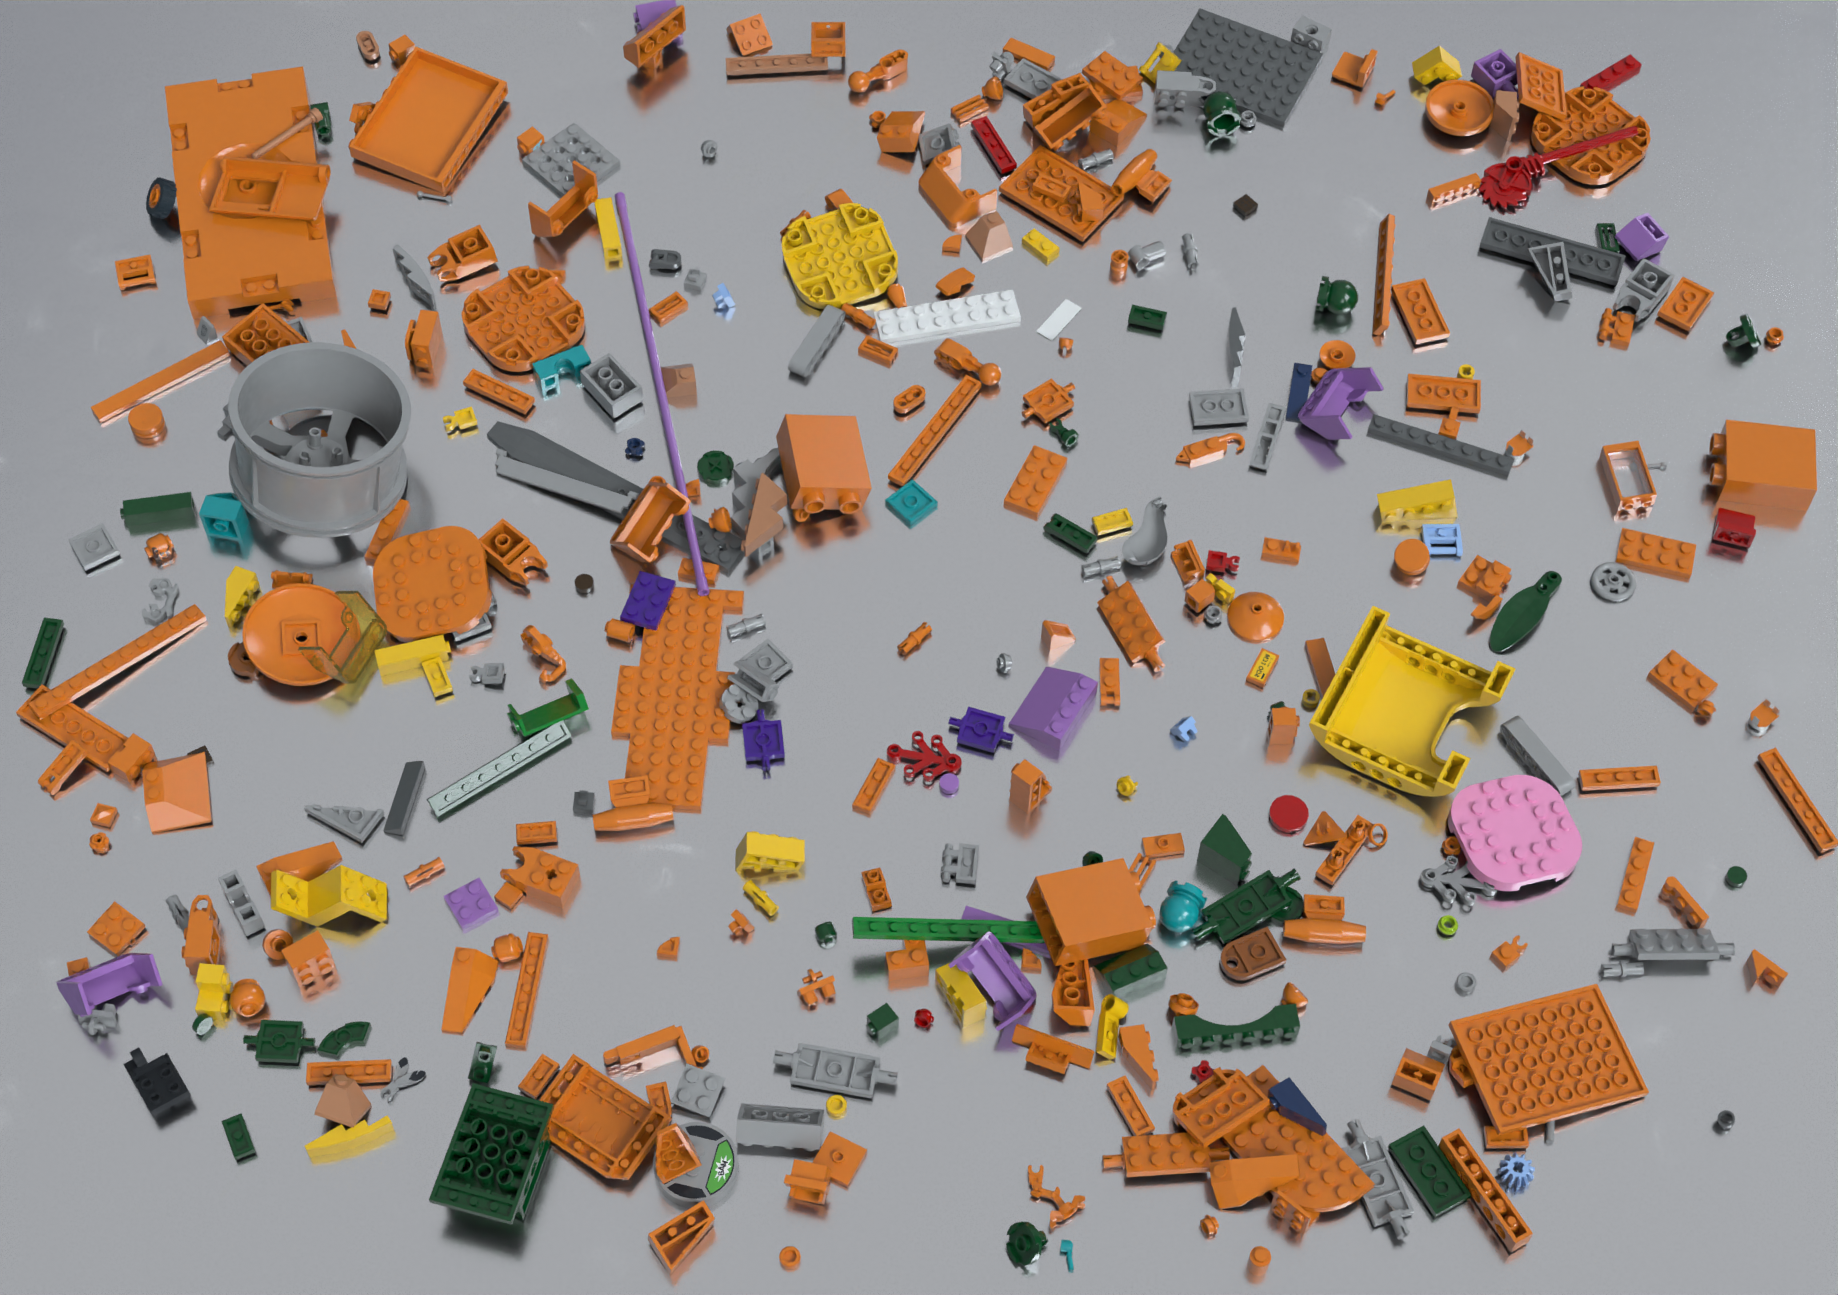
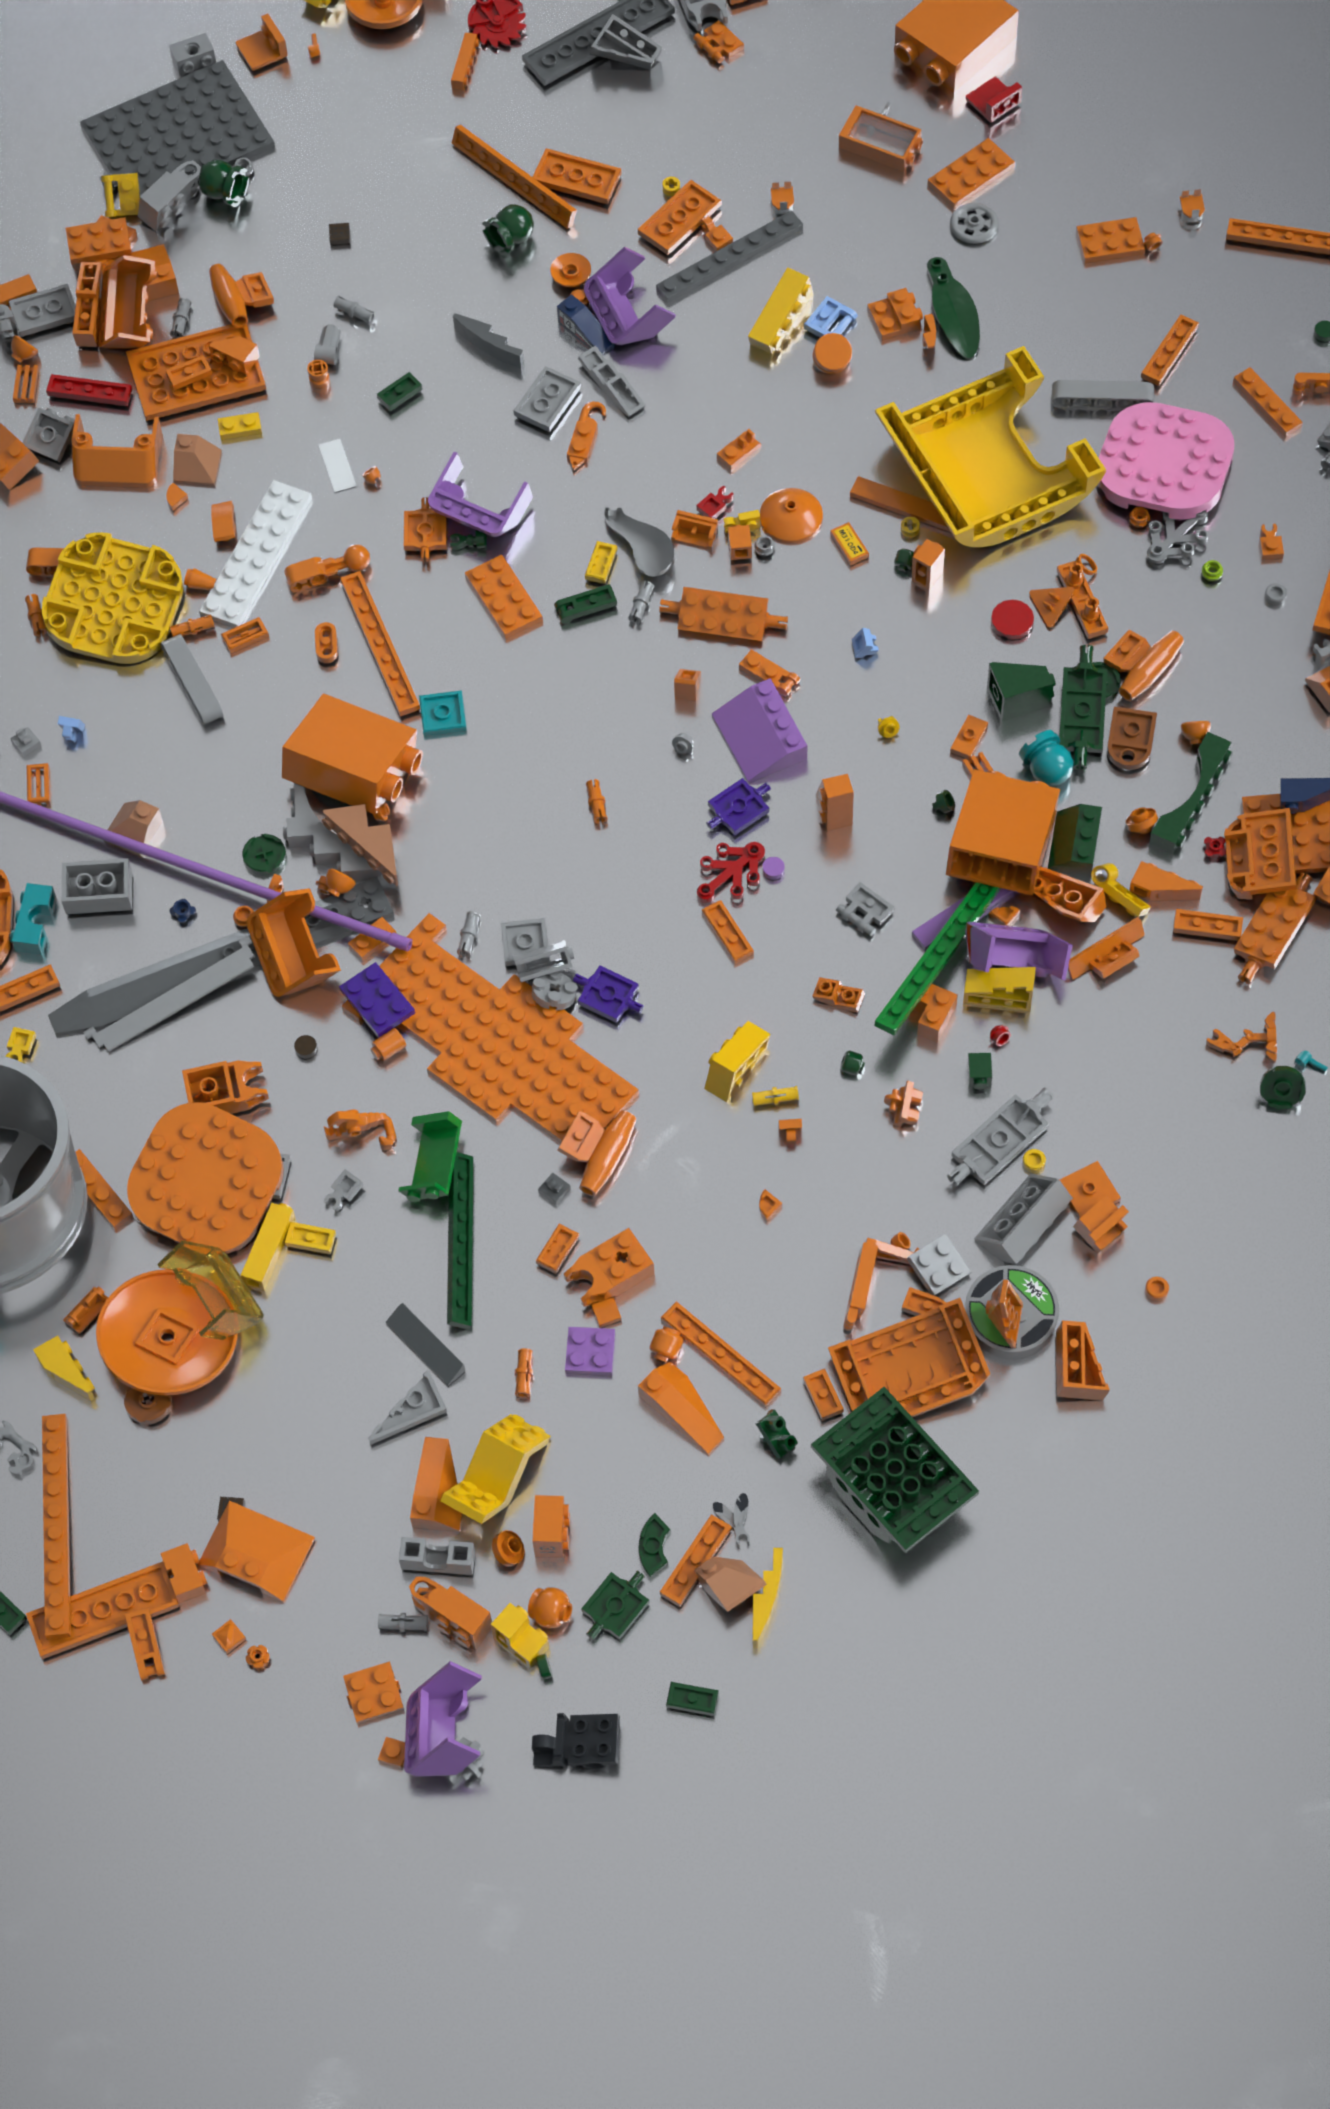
camera: 50 degrees left, 5 degrees up
(1080, 397) = (449, 501): none -> medium lavender windscreen

